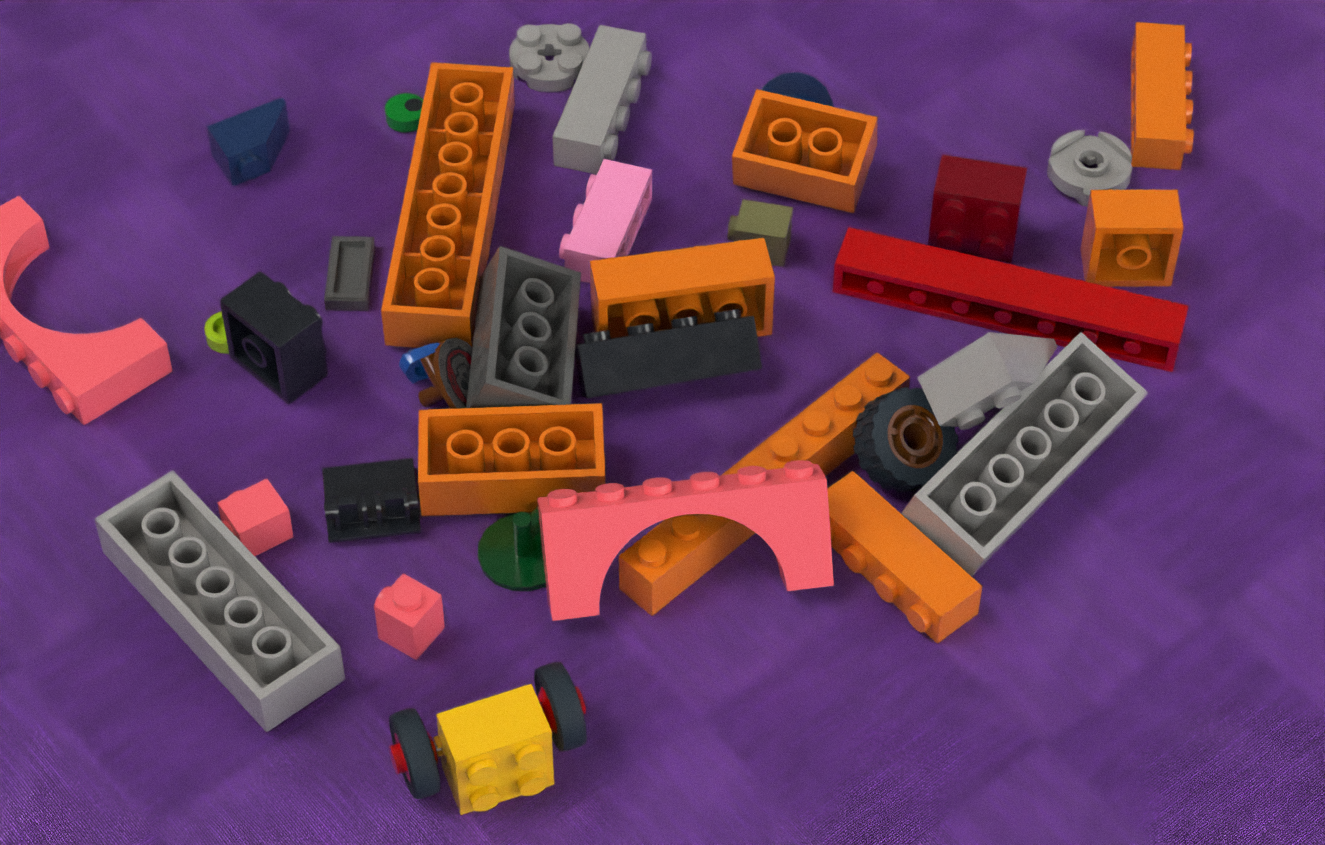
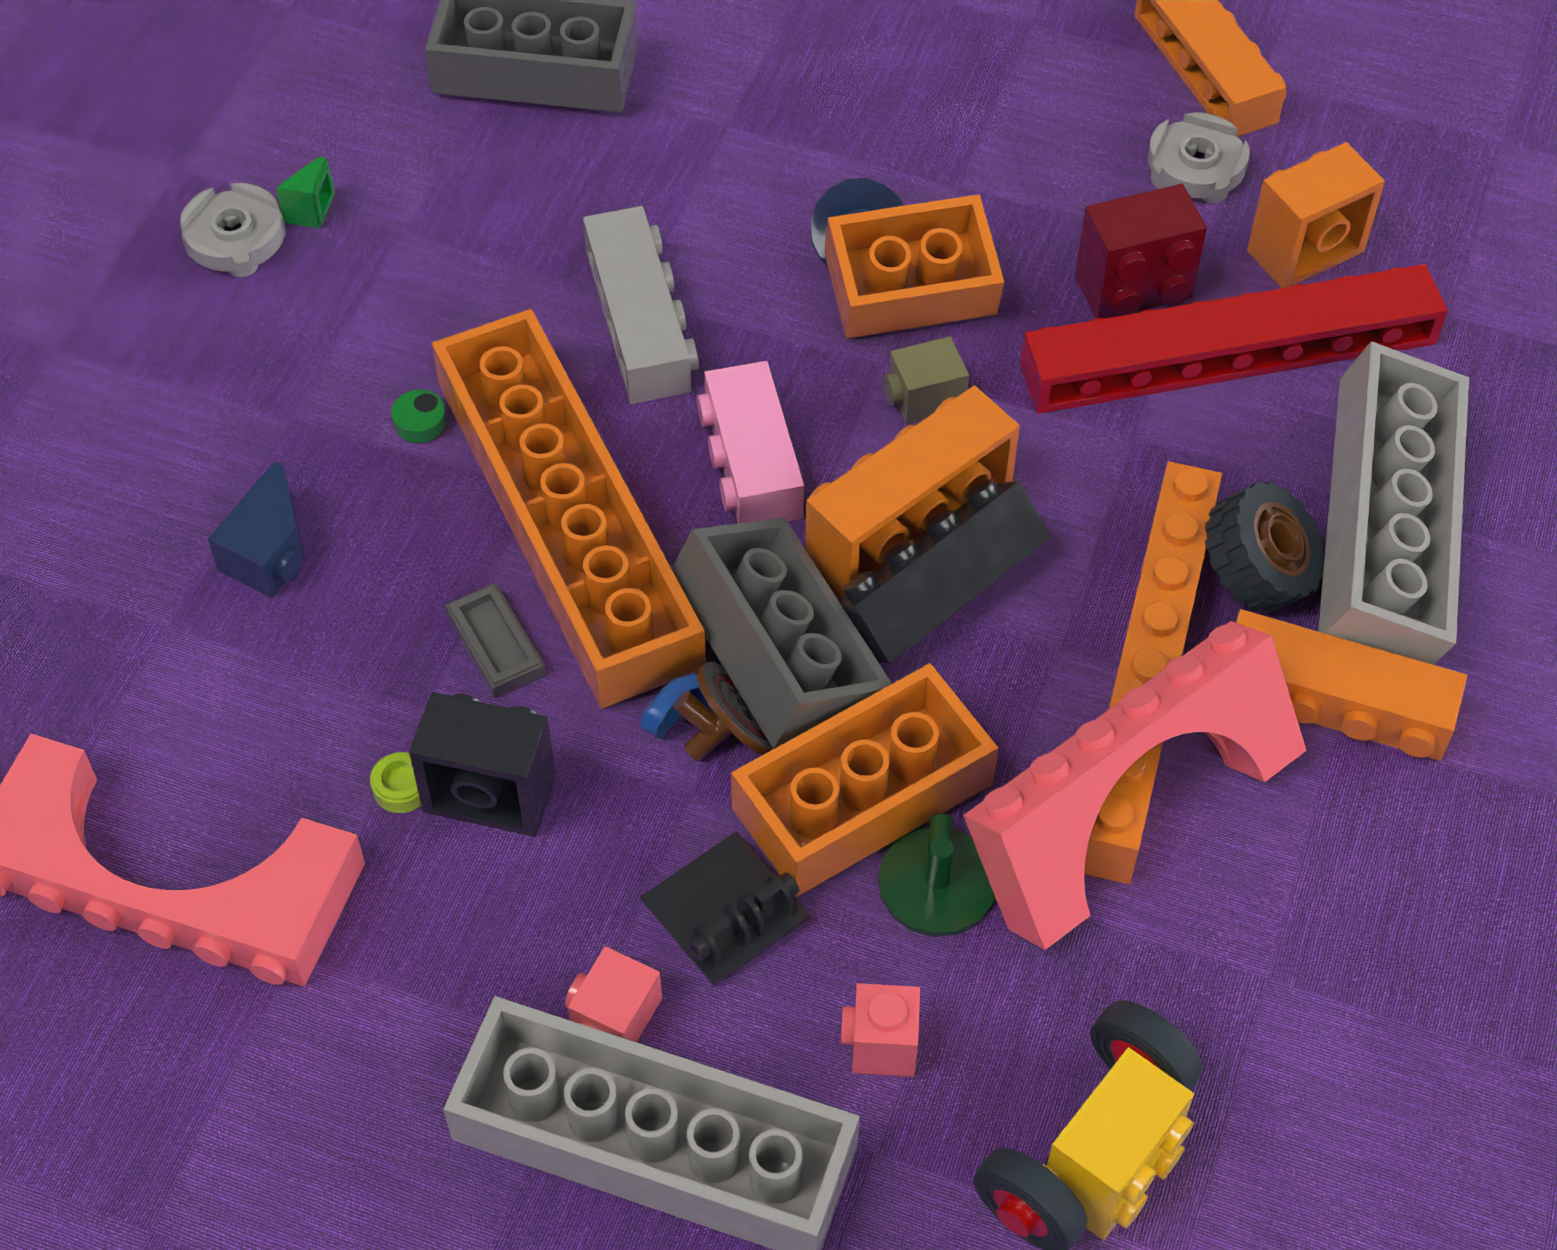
camera: 30 degrees left, 5 degrees up
(535, 42) = (536, 256): light grey plate -> none
(984, 377) = (1323, 441): light grey slope -> none

